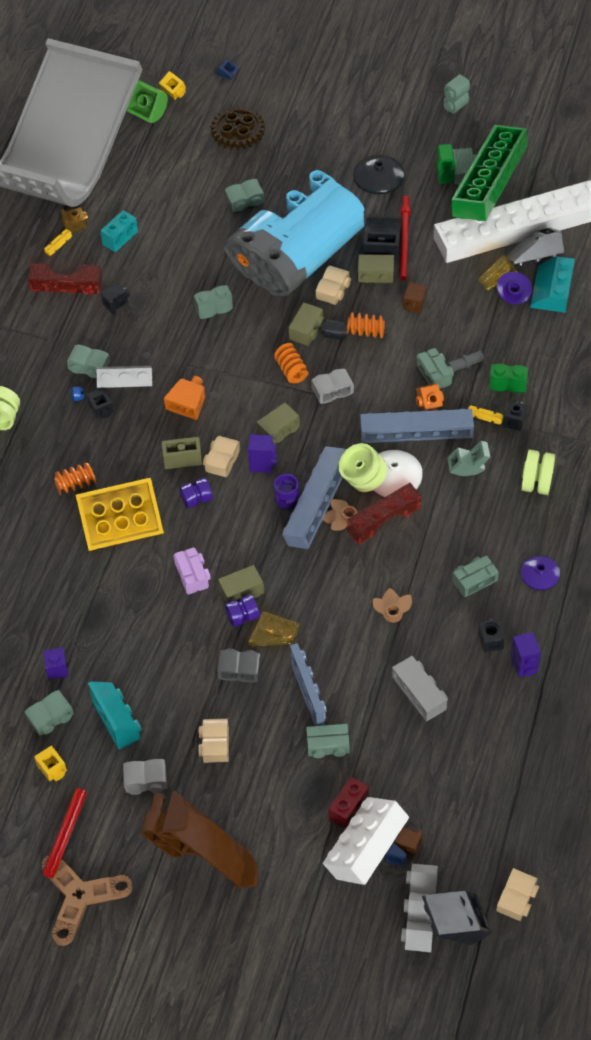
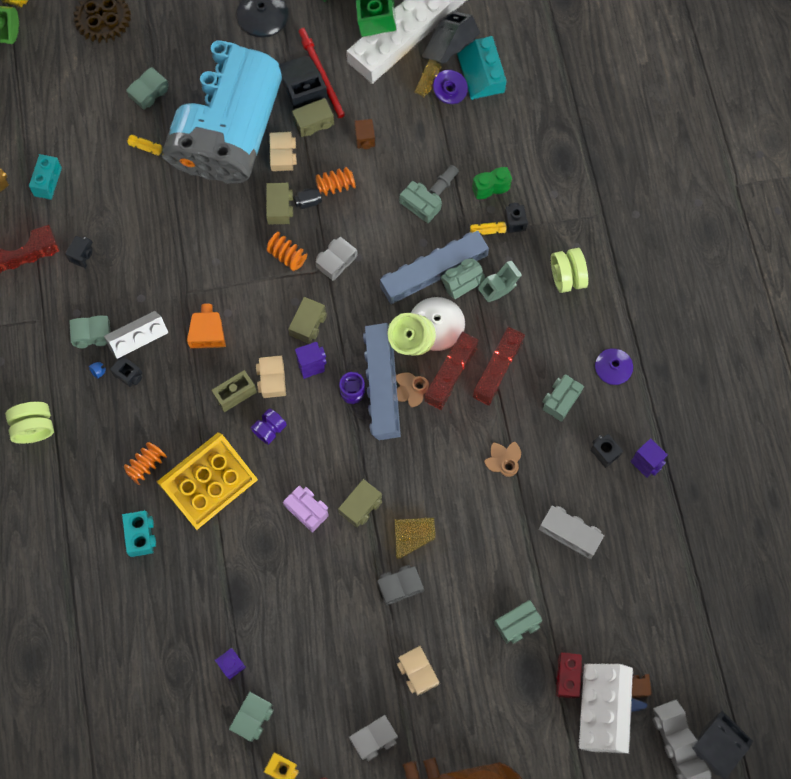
camera: 30 degrees left, 15 degrees up
(37, 530) = (133, 534): none -> teal brick
(114, 713) = (314, 689): teal slope -> none
(212, 302) = (176, 218): sand green brick -> none
(215, 236) = (144, 144): none -> yellow axle
(243, 610) = (375, 528): dark purple wheel -> none
(308, 689) = (481, 585): sand blue plate -> none
(412, 536) = (498, 366): none -> clear red arch
(429, 397) = (432, 233): orange brick -> none
(436, 443) = (463, 278): none -> sand green brick
(517, 894) = (754, 692): tan brick -> none

